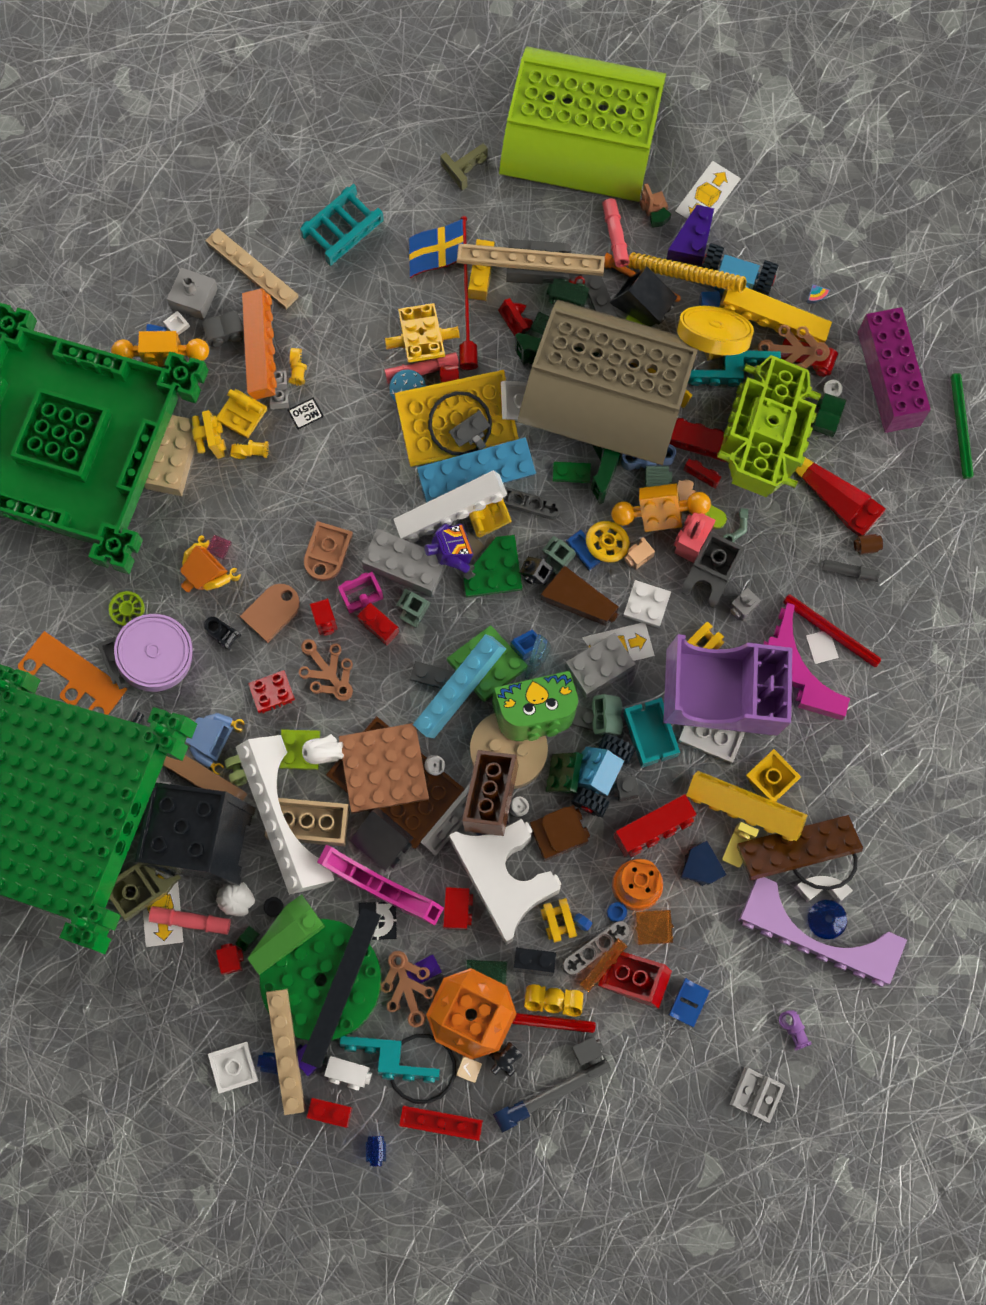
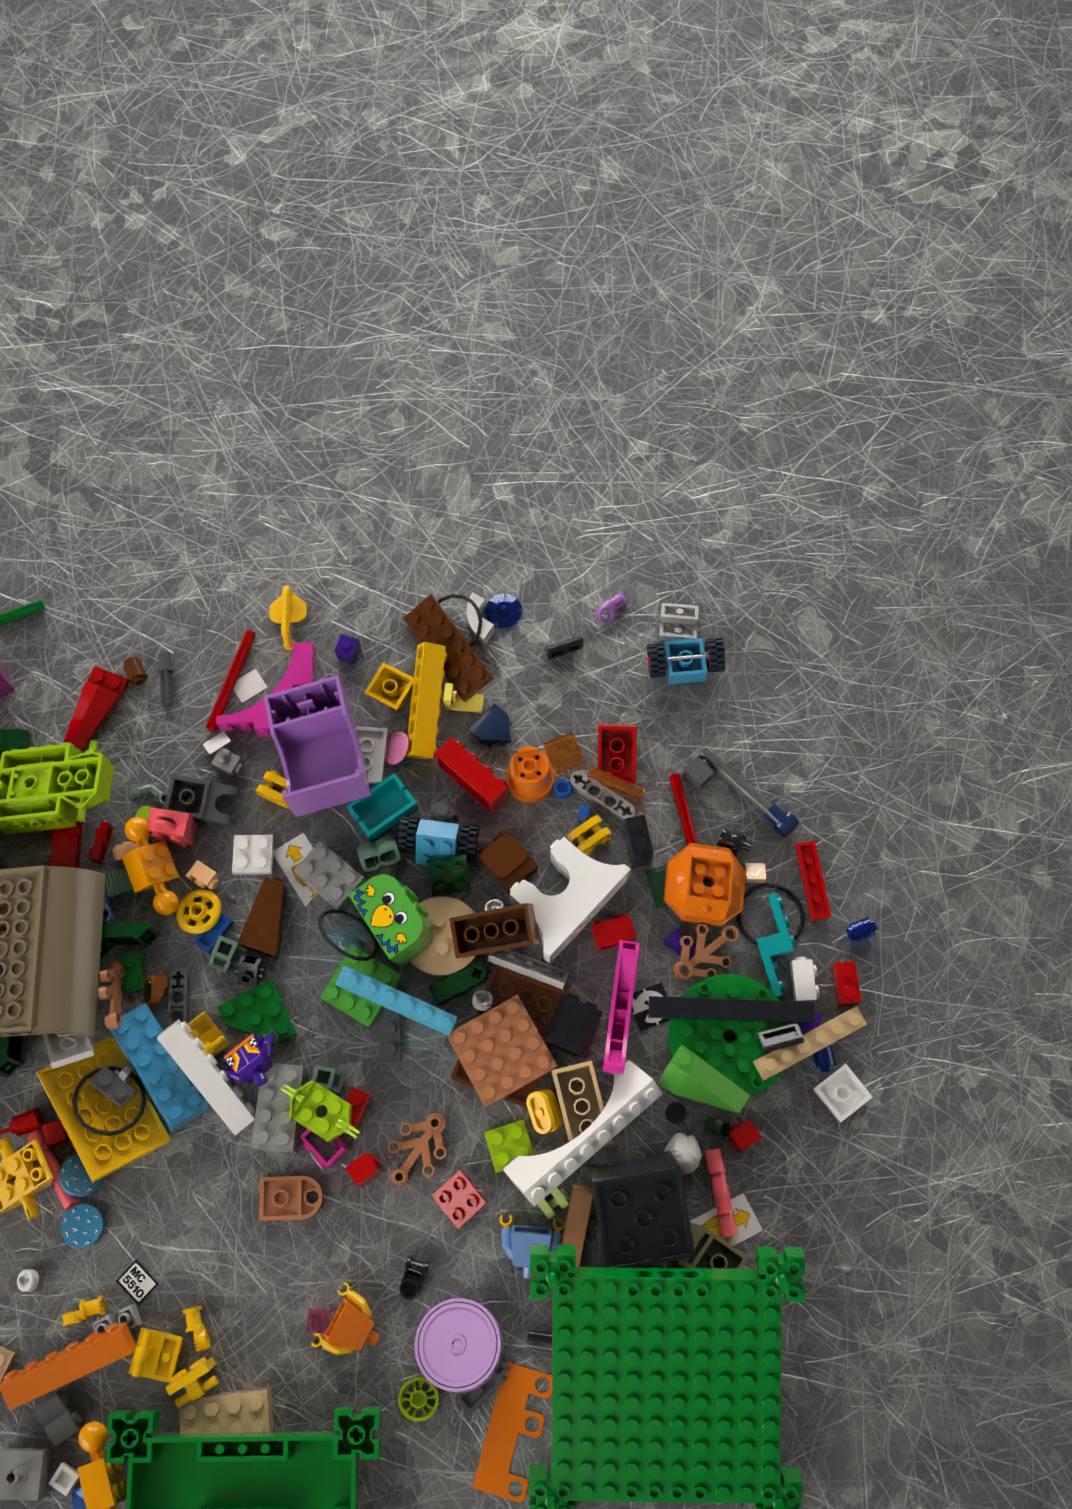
camera: 105 degrees left, 5 degrees down
(270, 612) = (374, 1233): nougat tile -> none
(298, 1022) = (780, 1037): none -> black tile
(316, 787) = (544, 1111): none -> yellow brick
(322, 750) = (504, 1117): white piece -> none
(338, 329) = (28, 1280): none -> white tile
(366, 381) = (82, 1226): none -> dark azure tile
(394, 581) = (304, 1109): none -> lime plate
(459, 750) = (457, 984): none -> dark green piece
(524, 644) = (328, 956): blue slope -> none
(531, 640) = (358, 958): none -> black piece
(548, 486) = (154, 989): none -> dark orange rock
(553, 450) = (115, 972): none -> nougat plant
(553, 1000) = (664, 816): yellow piece -> none
(692, 993) = (611, 701): blue piece -> none
(708, 765) = (397, 748): none -> bright pink piece
(710, 1082) = (685, 659): none -> brick
(767, 966) = (564, 647): none -> black slope
(769, 599) = (216, 742): none -> white sticker
(829, 749) = (347, 649): none -> dark purple brick
(875, 960) = (517, 659): lavender arch -> none
(891, 703) = (287, 610): none -> yellow piece

